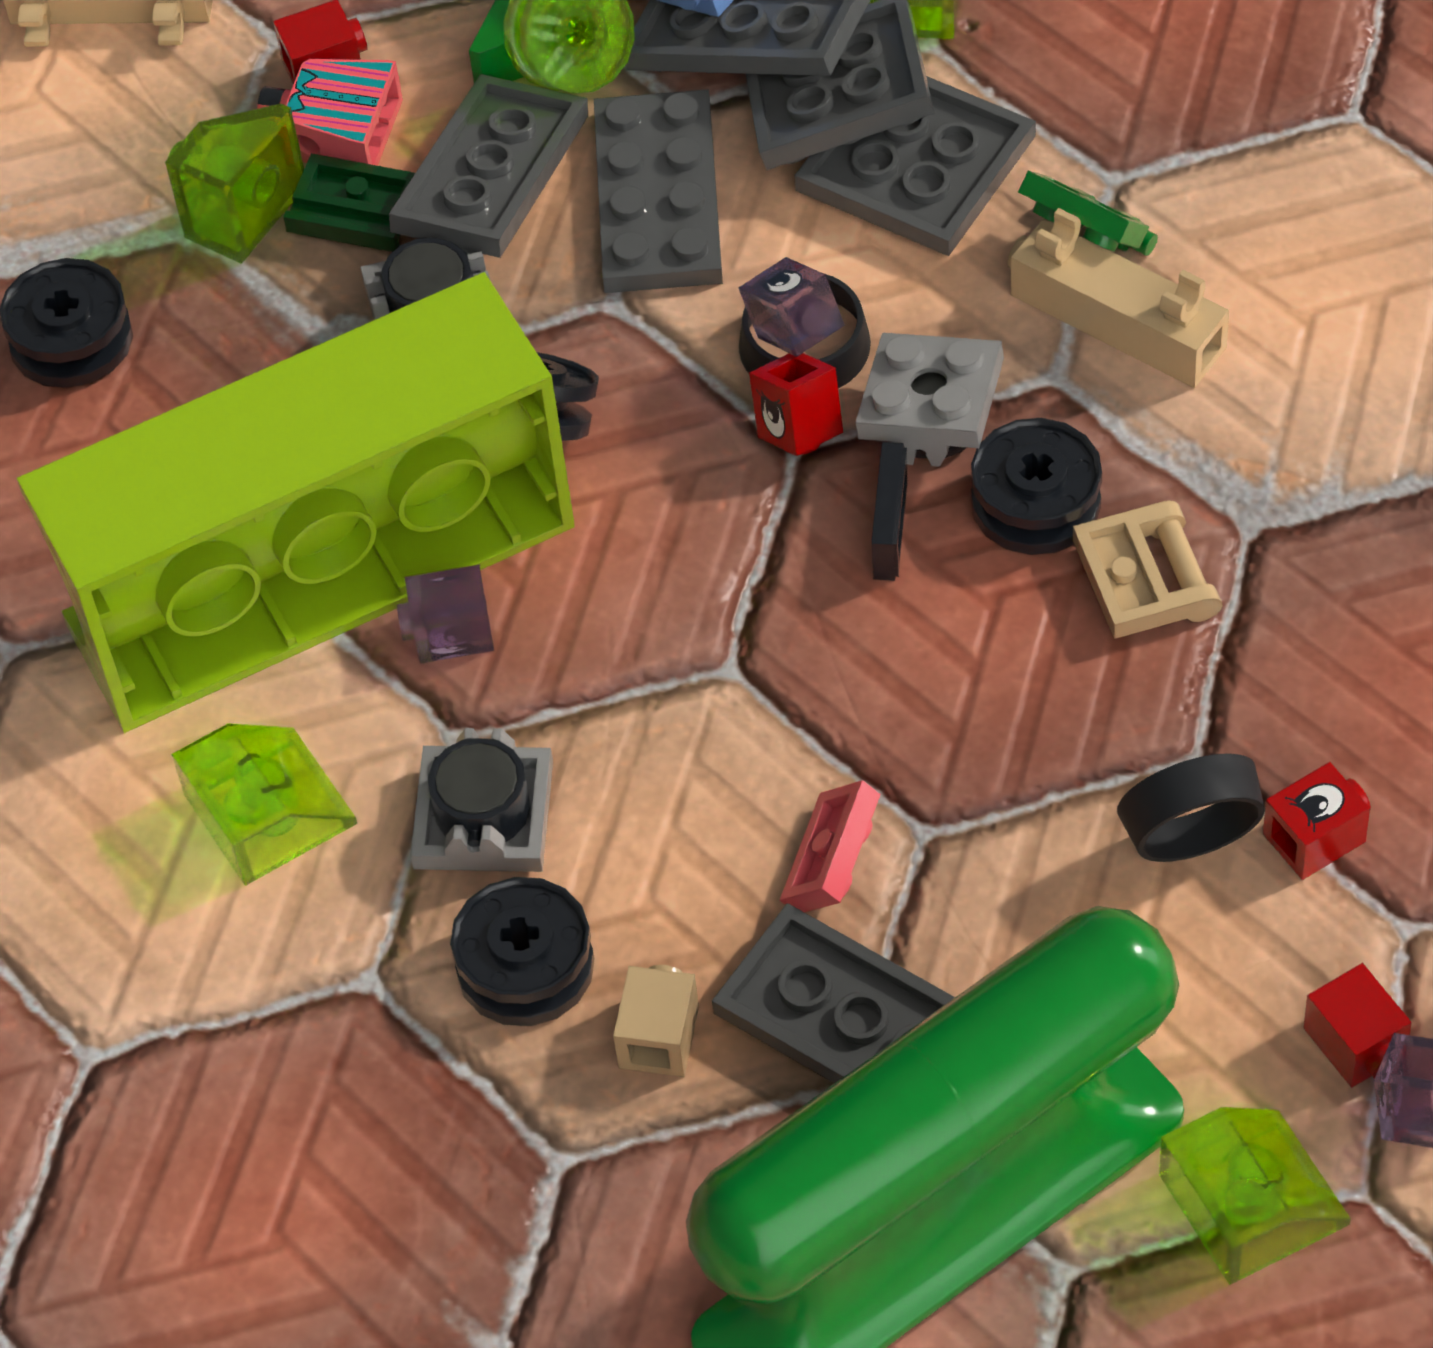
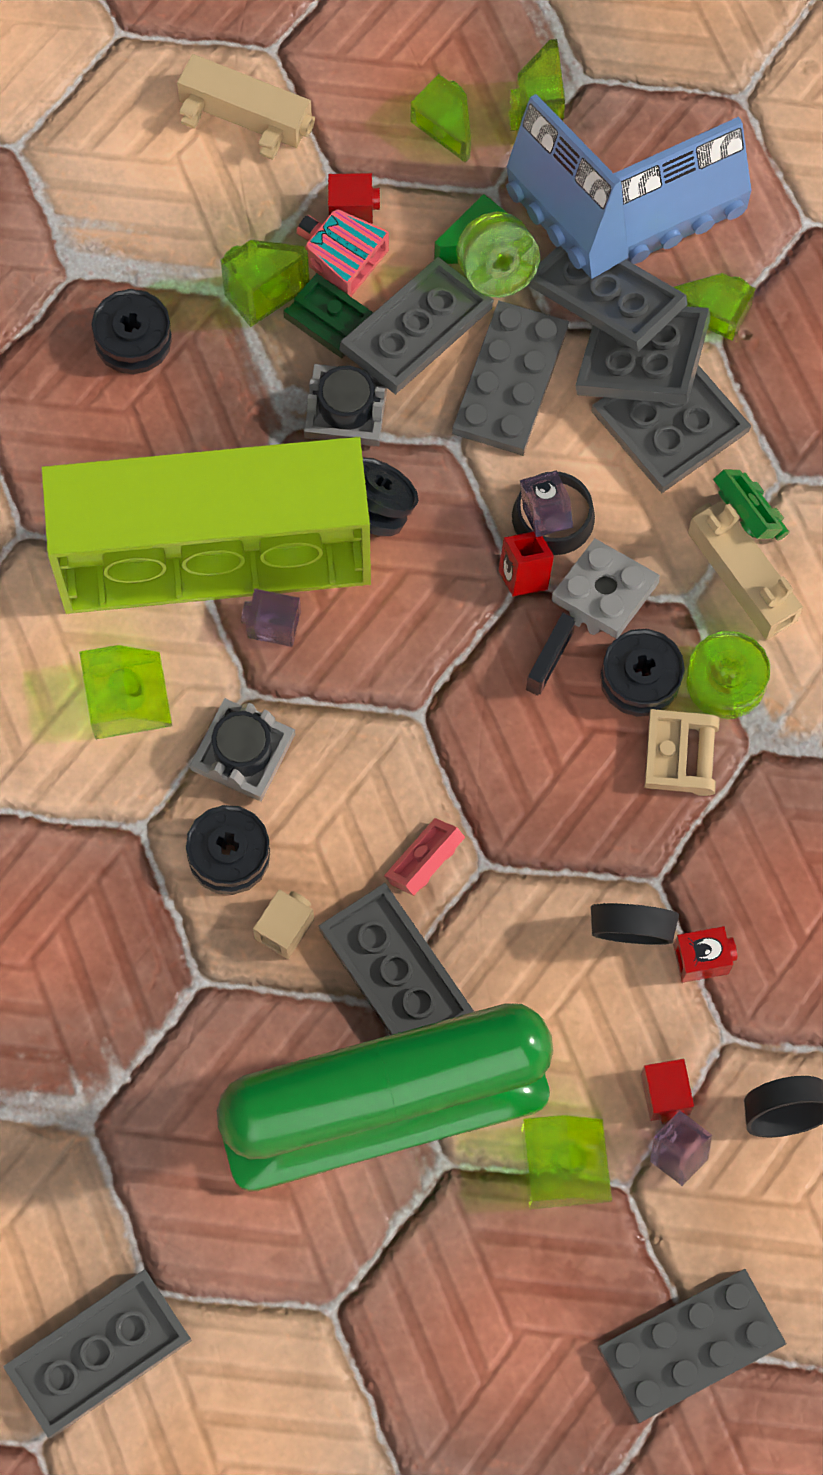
camera: 15 degrees right, 15 degrees up
(1163, 442) = (734, 655): none -> clear neon green wheel

